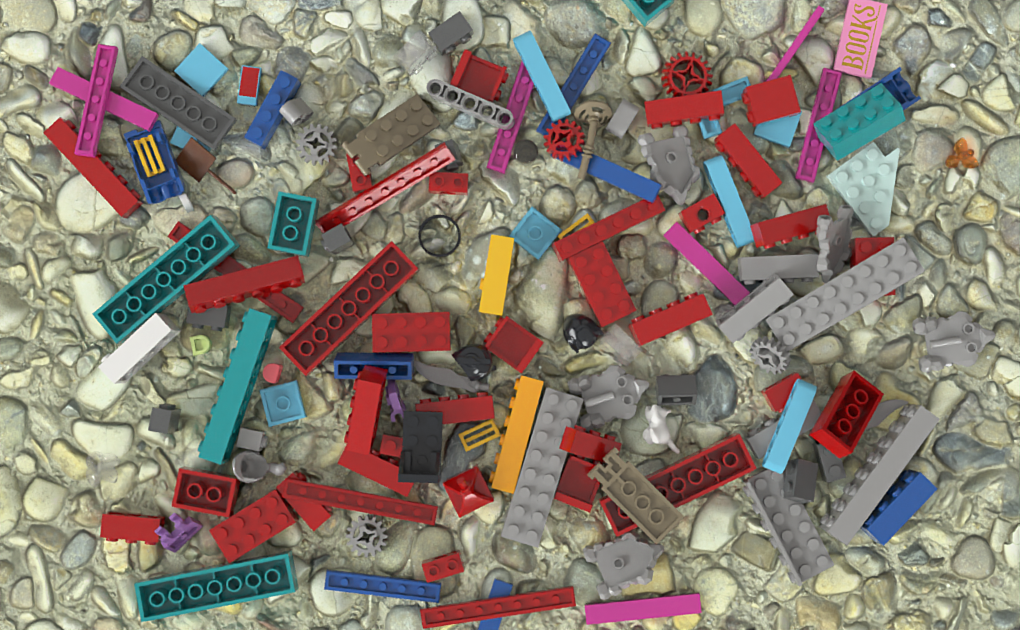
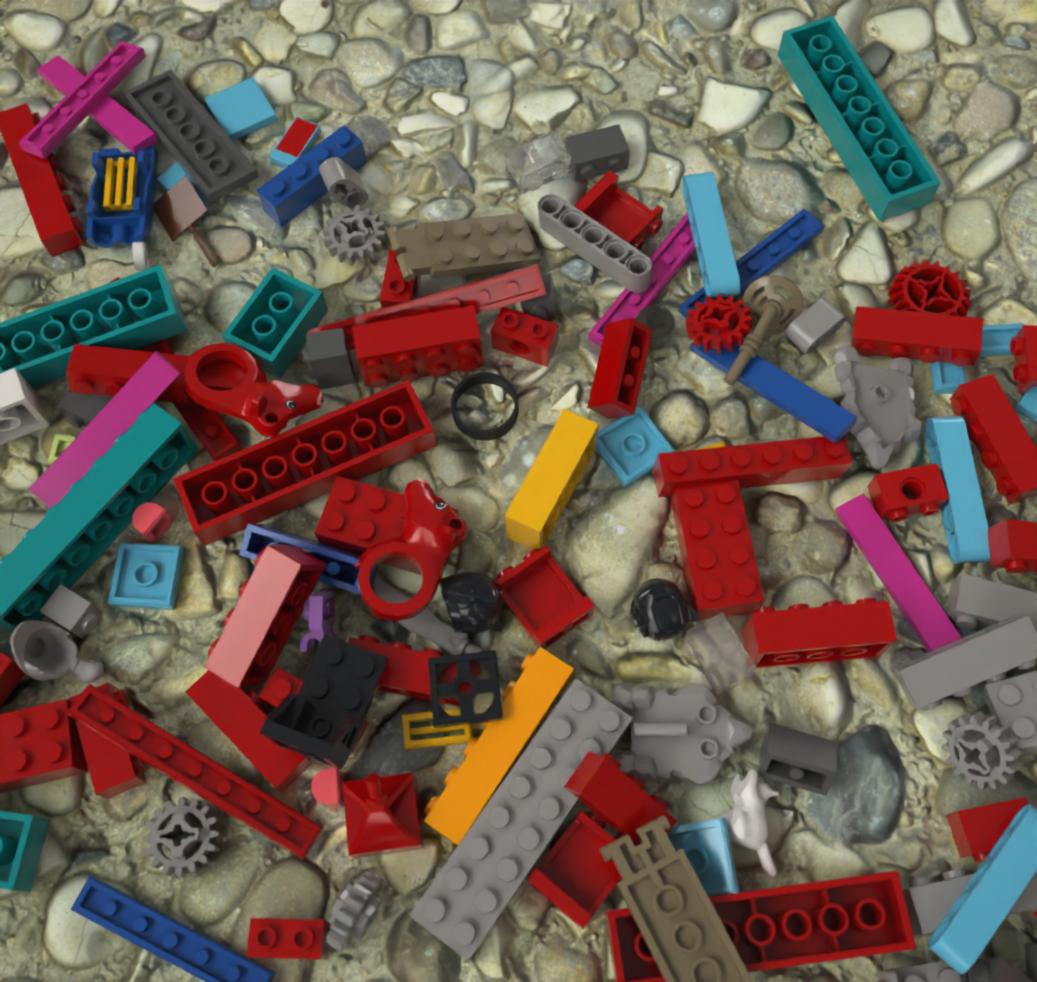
camera: 25 degrees right, 20 degrees down
(224, 330) = (104, 429): none -> dark pink tile
(309, 284) = (260, 403): none -> red animal
(388, 214) = (418, 346): none -> red brick
(434, 489) = (328, 787): none -> coral brick
(439, 337) = (427, 540): none -> red animal
(472, 542) = (354, 911): none -> light grey gear
(482, 416) = (480, 686): none -> black piece
(513, 189) = (620, 368): none -> red brick
(641, 456) = (709, 853): none -> medium azure tile

